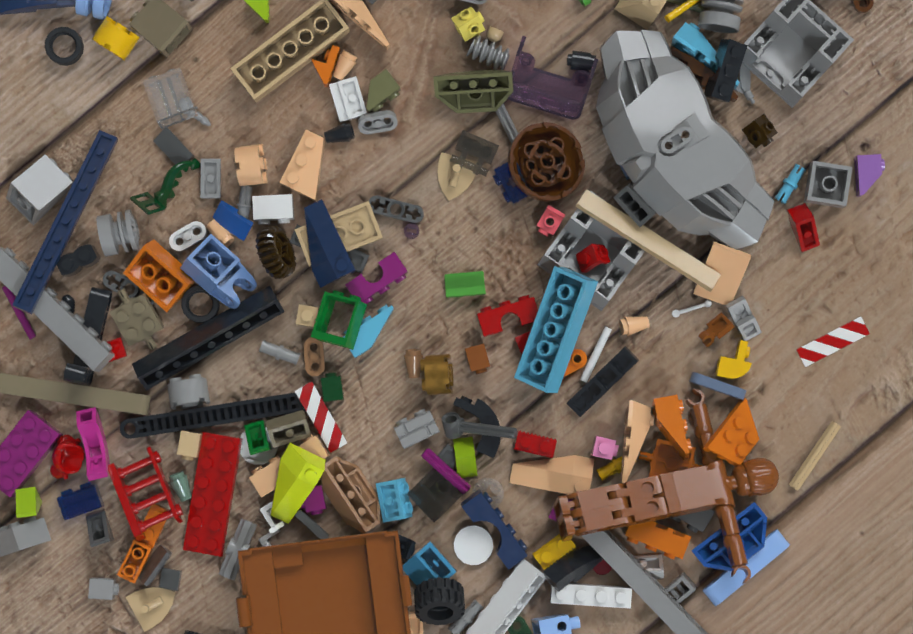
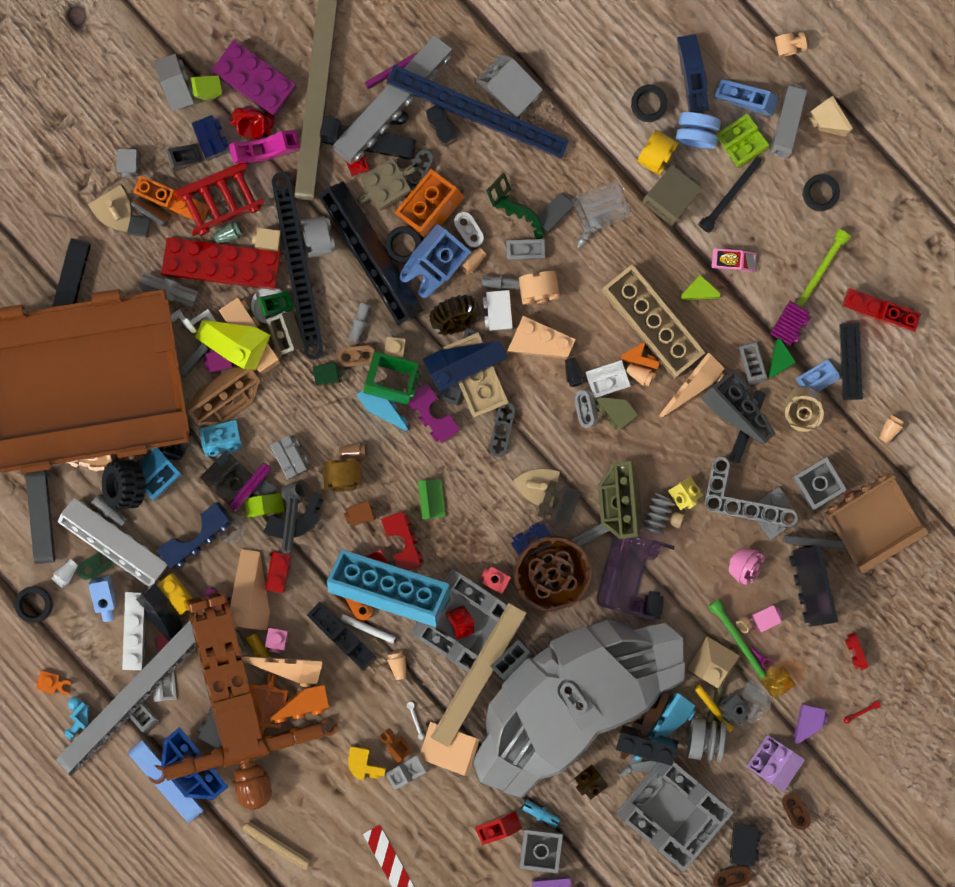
camera: 90 degrees right, 0 degrees up
(118, 233) = (469, 163): light grey wheel -> none
(229, 219) = (481, 276): blue slope -> none
(321, 417) = (298, 364): sticker -> none
(410, 235) = (485, 447): clear purple hinge -> none
(473, 545) = (179, 516): white tile -> none
(659, 537) = (191, 697): orange wedge -> none
(717, 385) = (341, 748): sand blue beam -> none
(735, 435) = (292, 766): orange wing -> none

